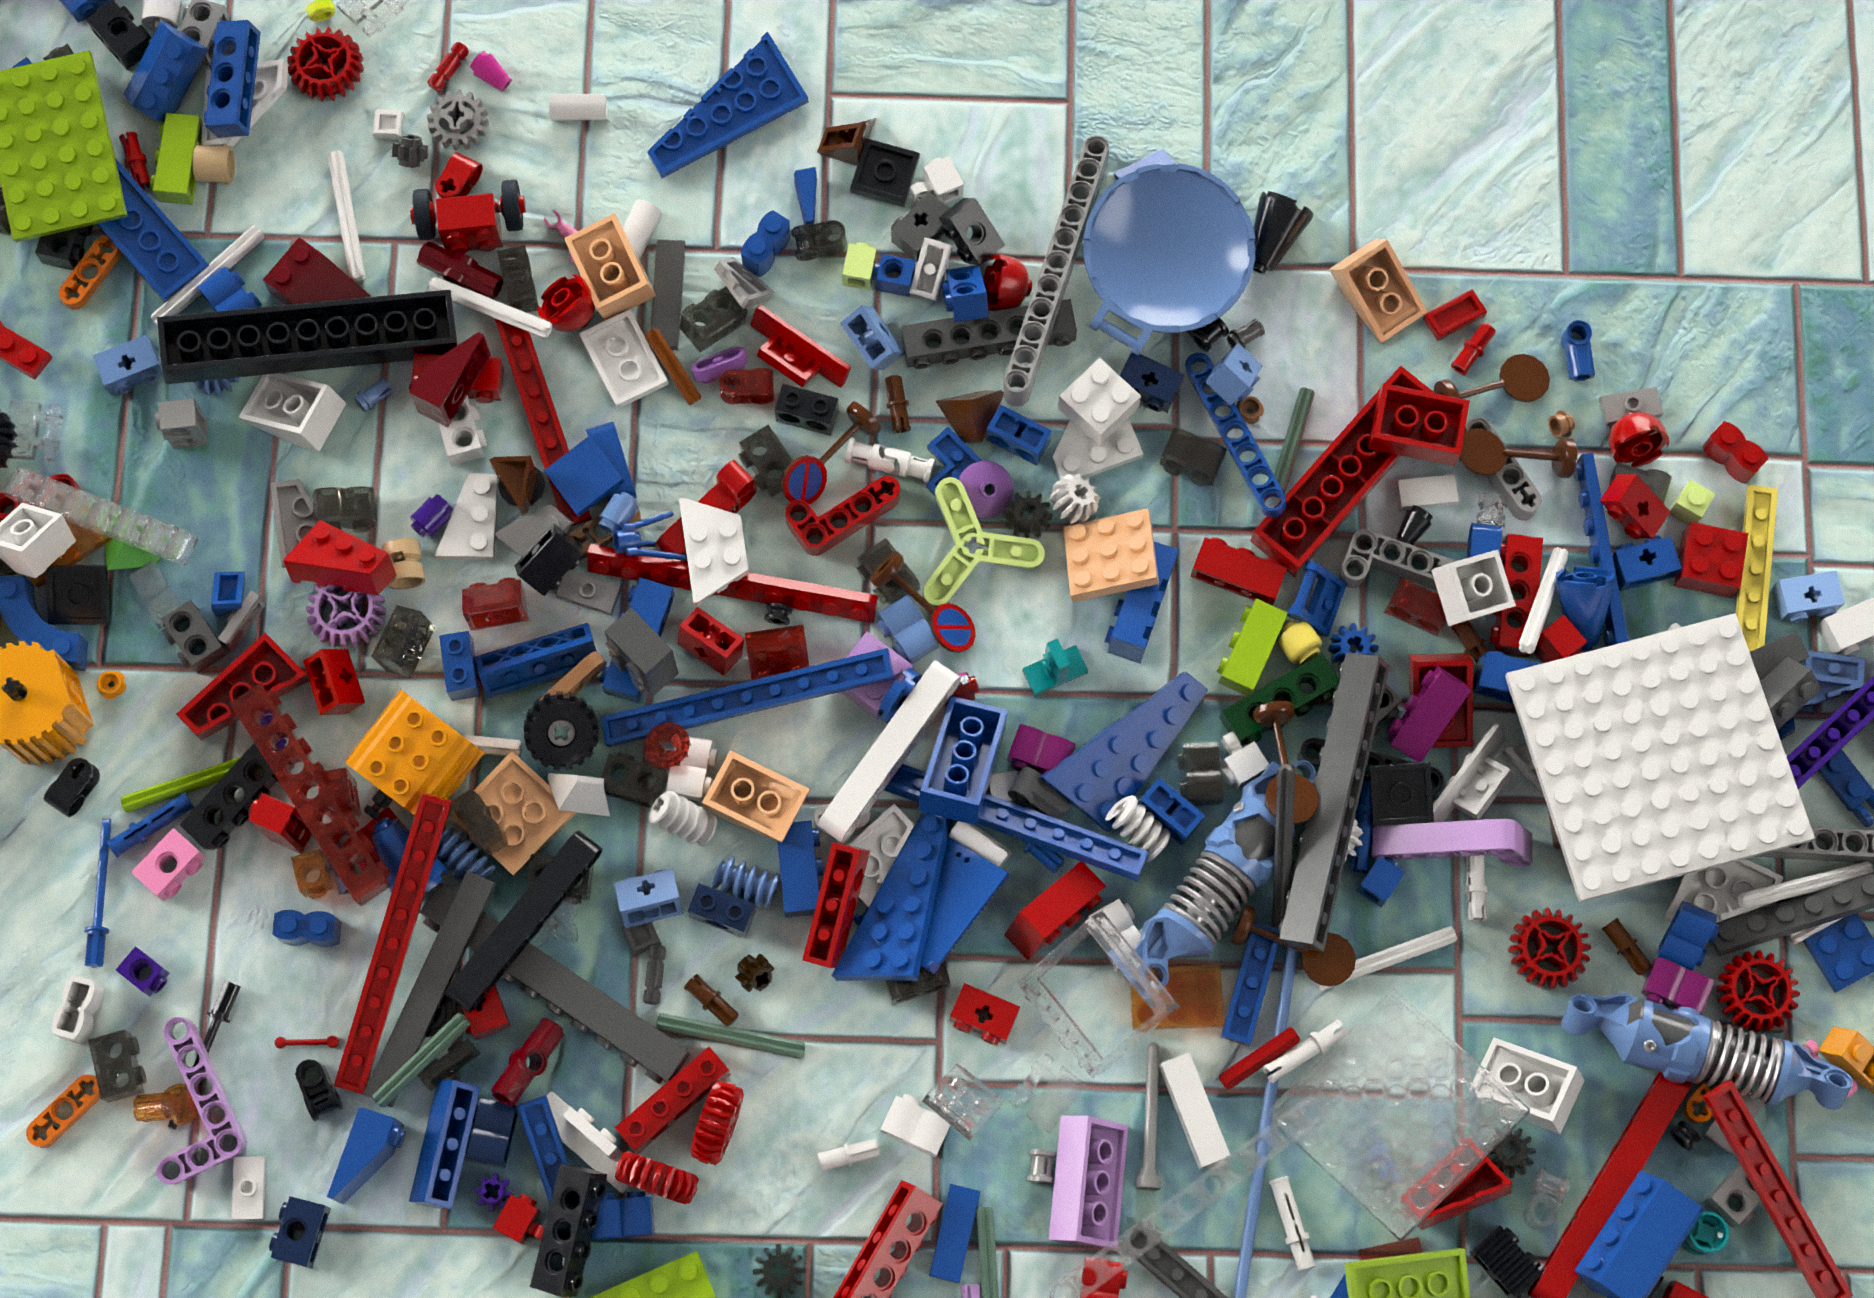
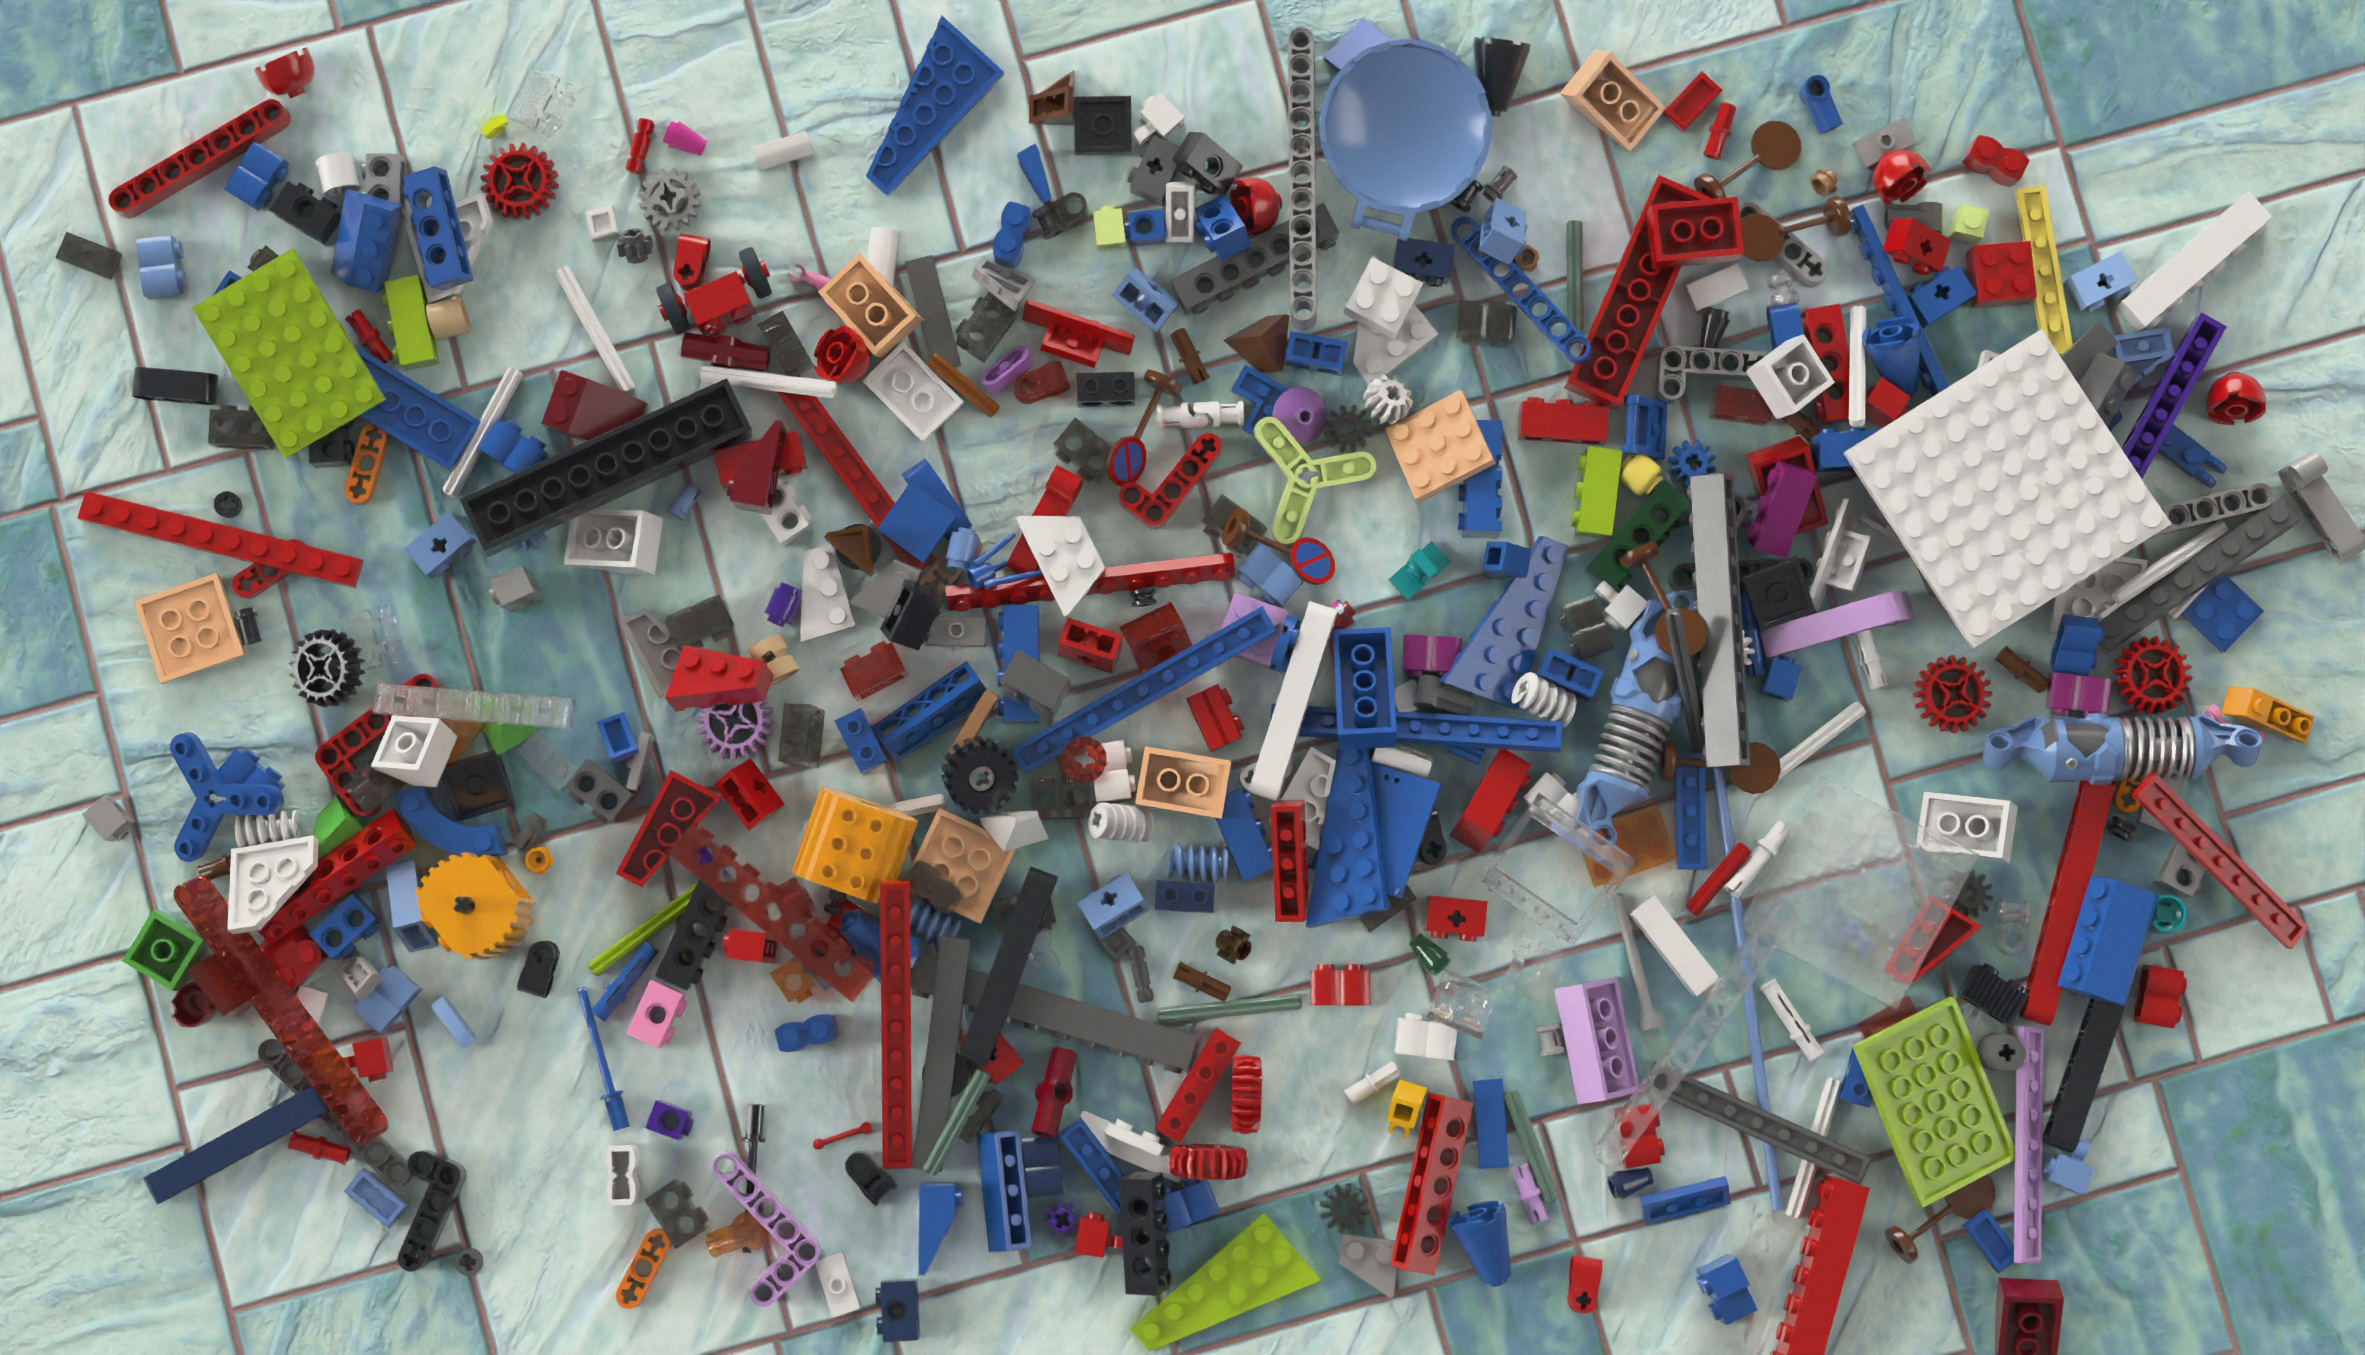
camera: 20 degrees left, 10 degrees up
(113, 654) = (530, 831): none -> dark grey pin
(809, 748) = (1215, 717): none -> red brick
(847, 1047) = (1339, 986): none -> red brick
(873, 1187) = (1406, 1106): none -> yellow brick
(947, 1044) = (1430, 954): none -> clear green cone
(984, 927) = (1433, 836): none -> black piece
(1140, 680) = (1506, 560): none -> blue slope

